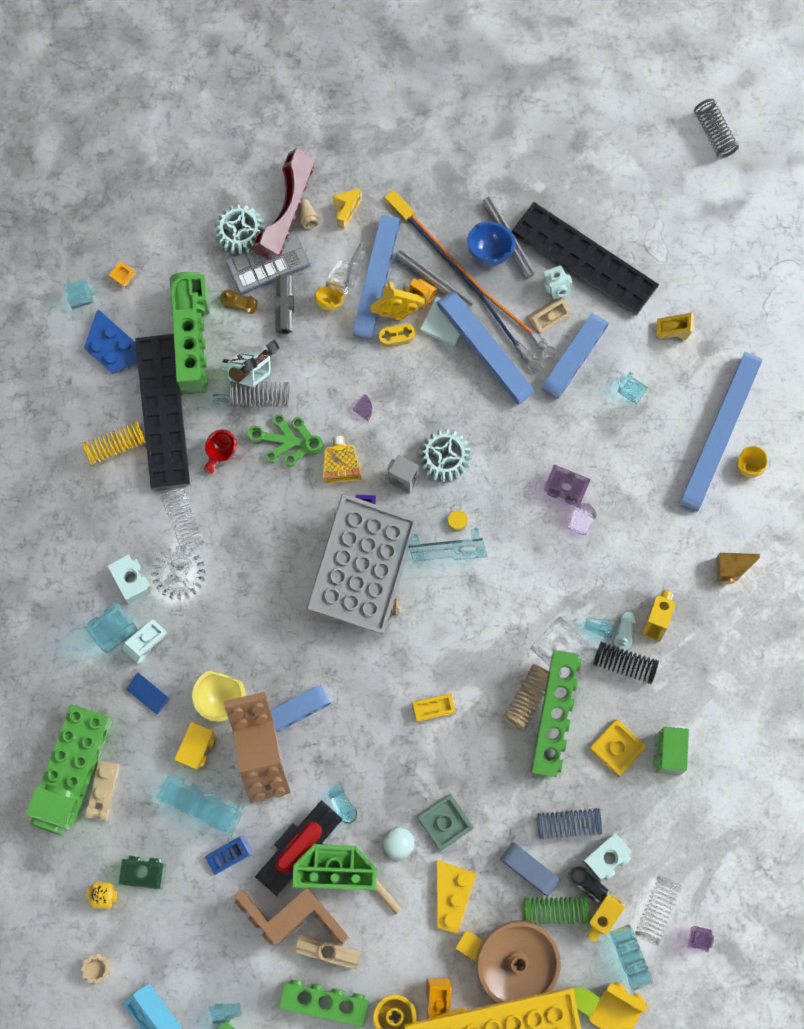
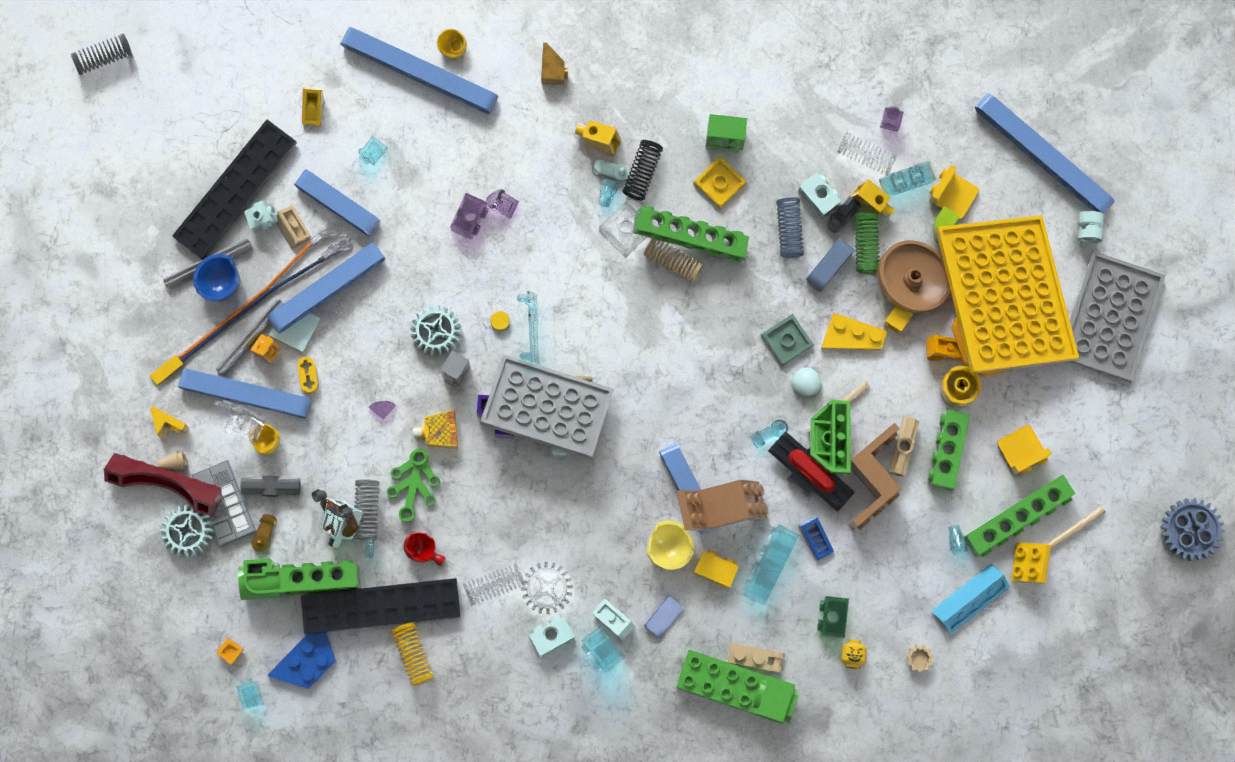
camera: 95 degrees left, 5 degrees up
(396, 302) = (277, 370): yellow plate -> none
(433, 707) = (681, 347): yellow plate -> none

